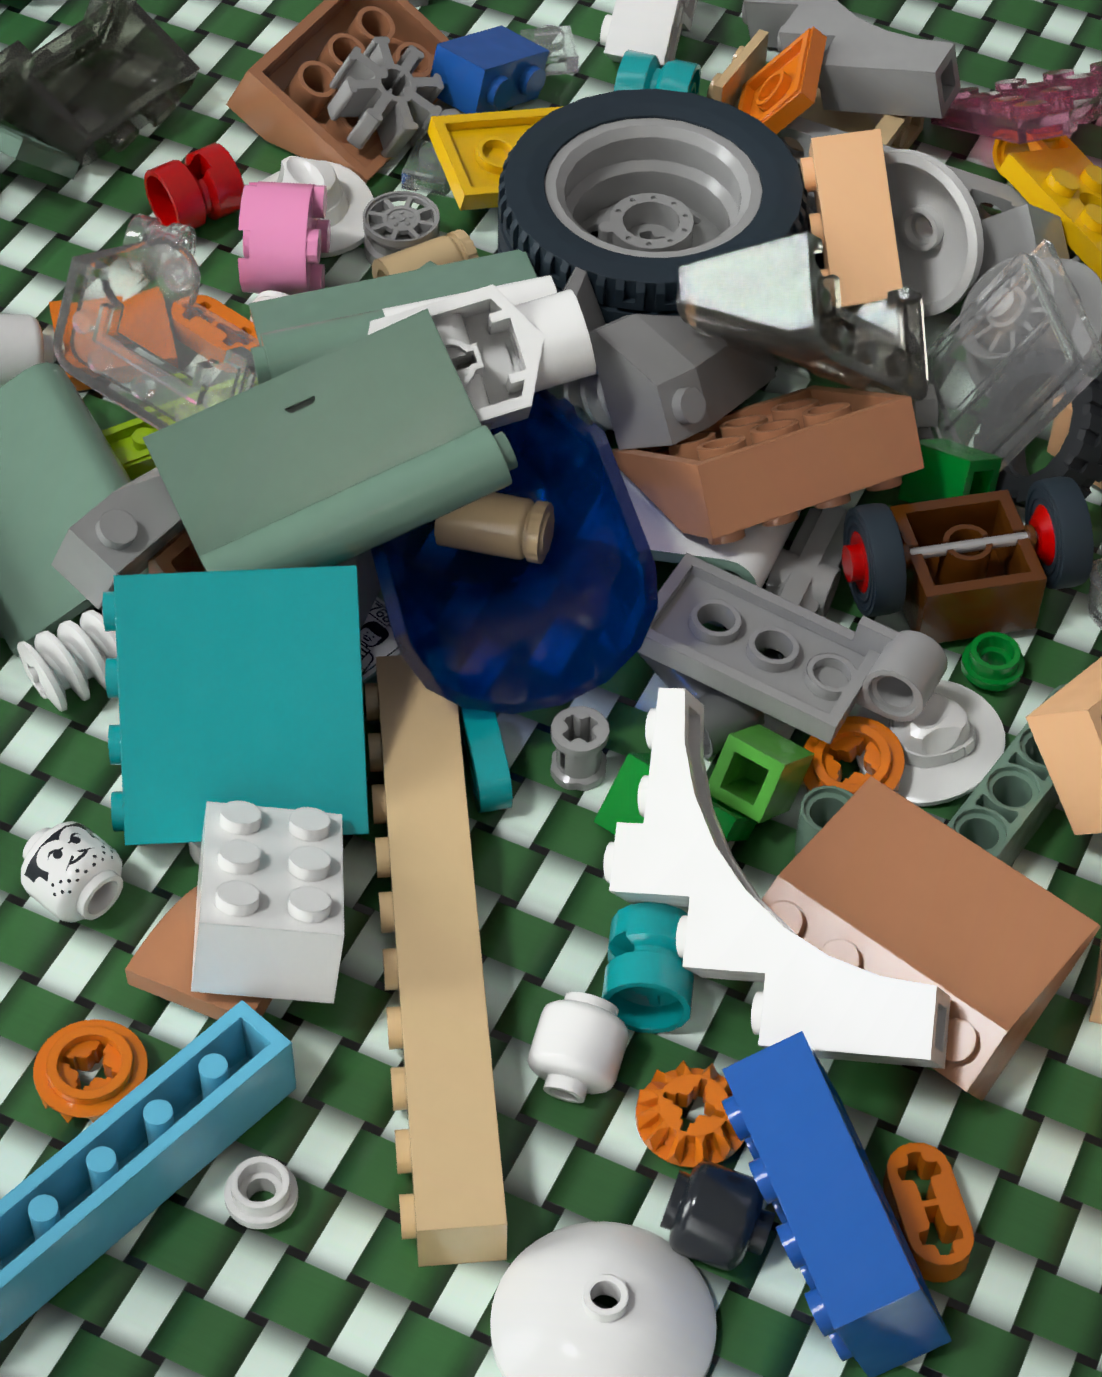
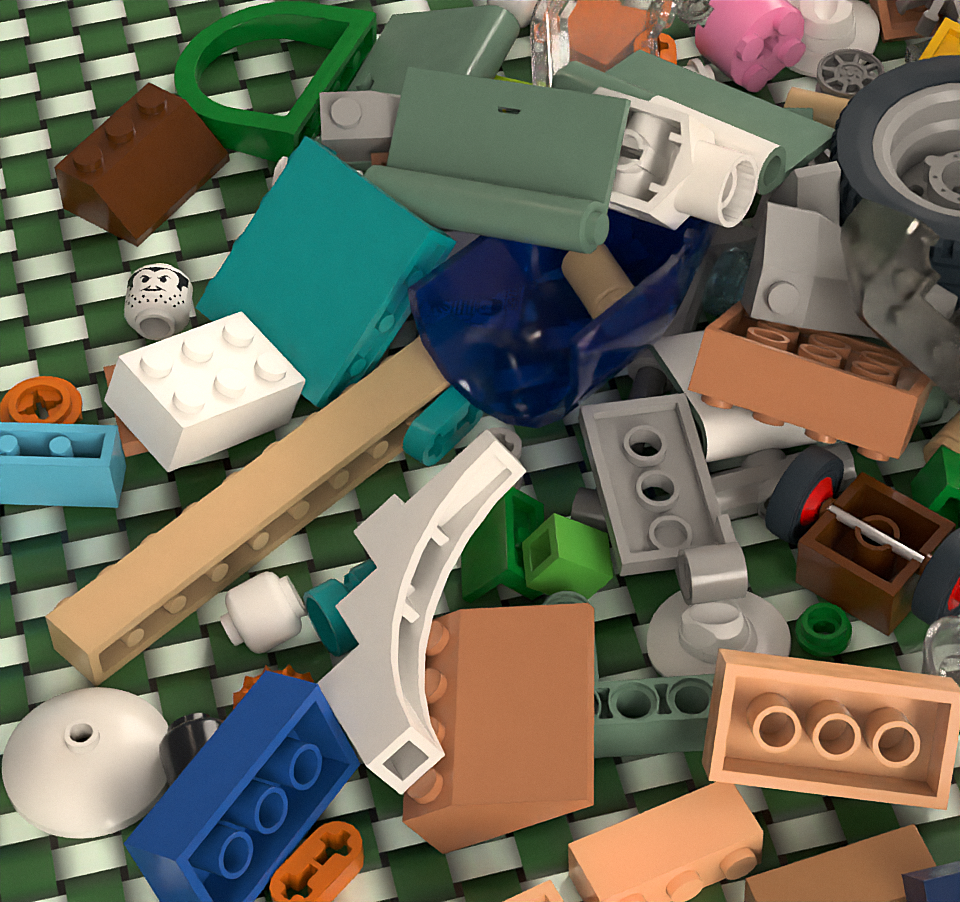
camera: 55 degrees right, 0 degrees up
(257, 1175) = (27, 529): white plate -> none
(882, 756) = (618, 604): orange gear -> none

